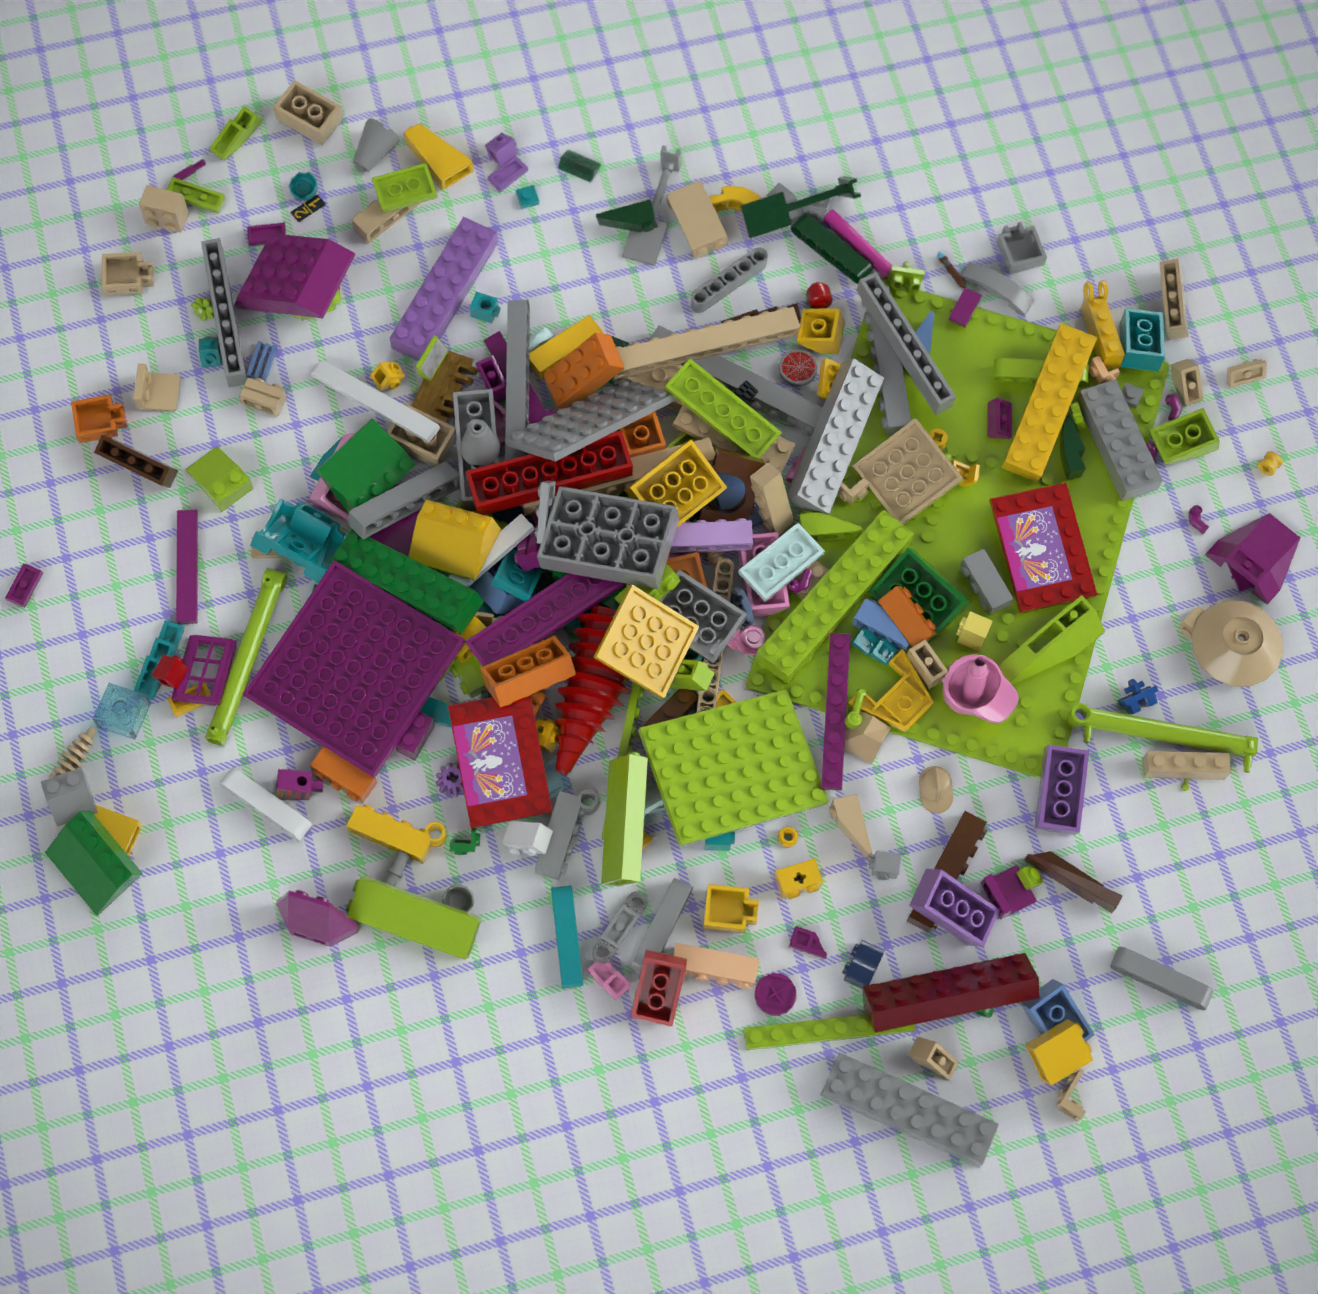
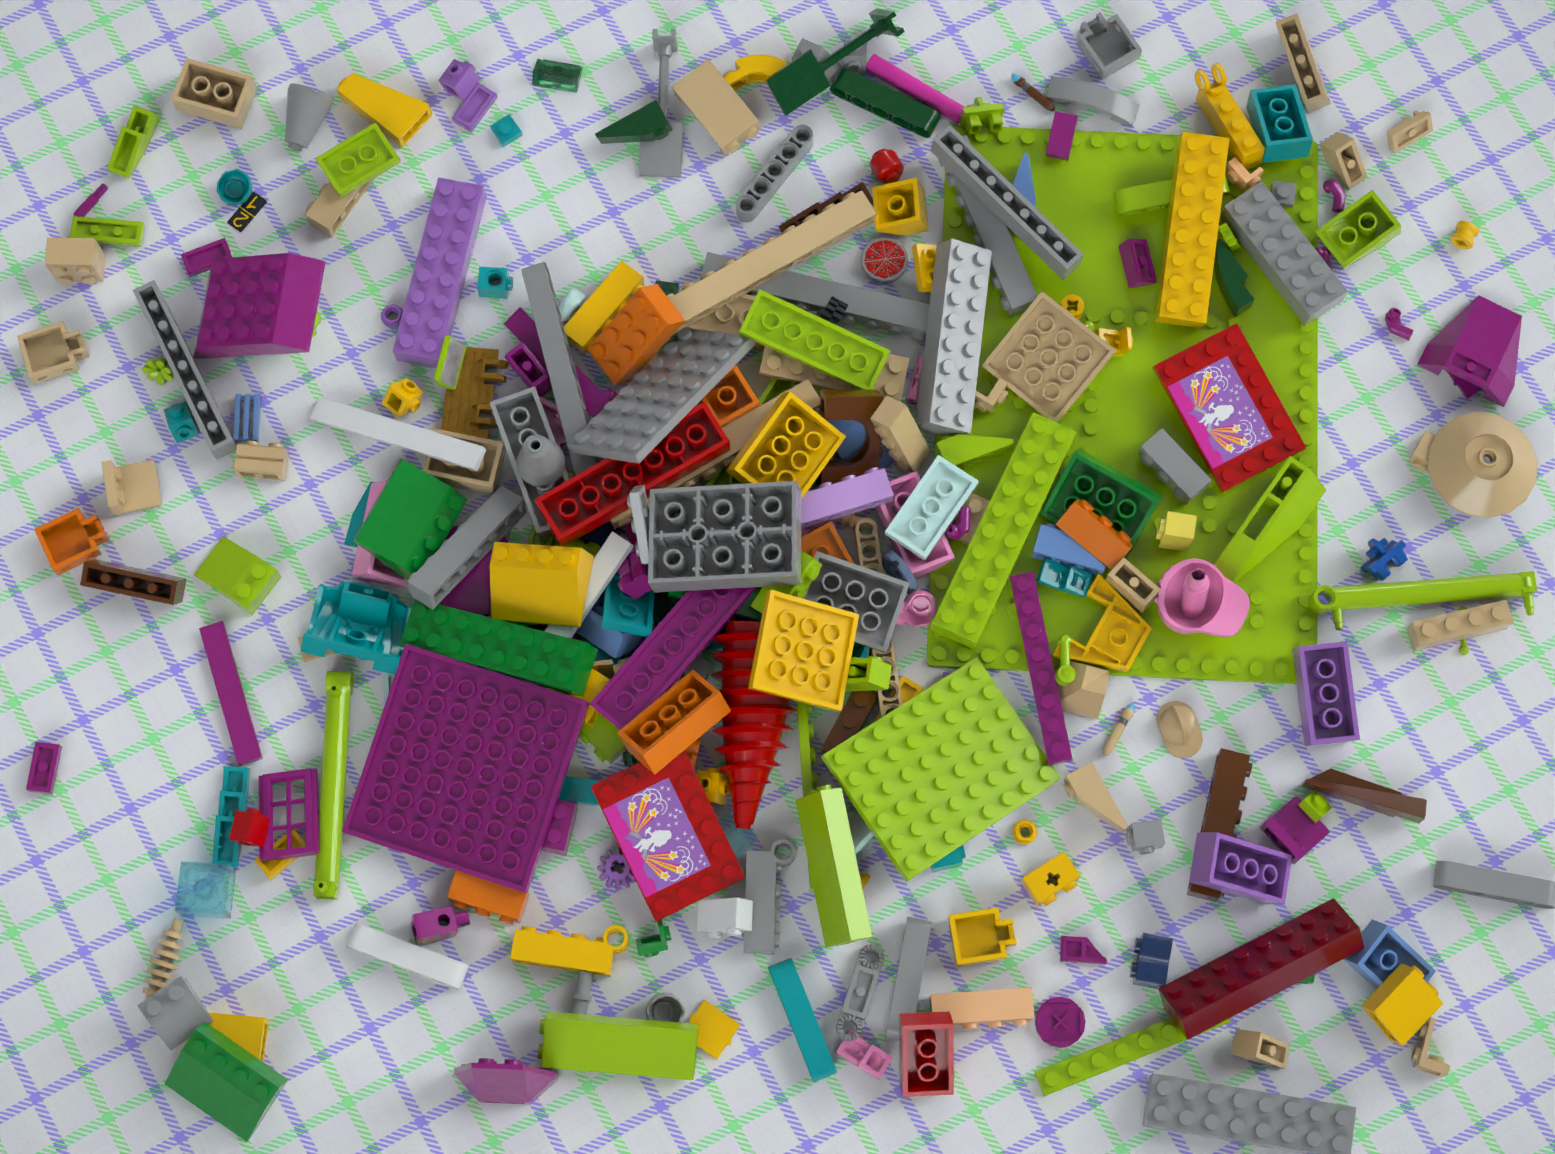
camera: 10 degrees left, 5 degrees up
(397, 308) = (389, 310): none -> medium lavender plate
(493, 926) = (714, 1029): none -> yellow piece
(896, 766) = (1126, 715): none -> tan piece

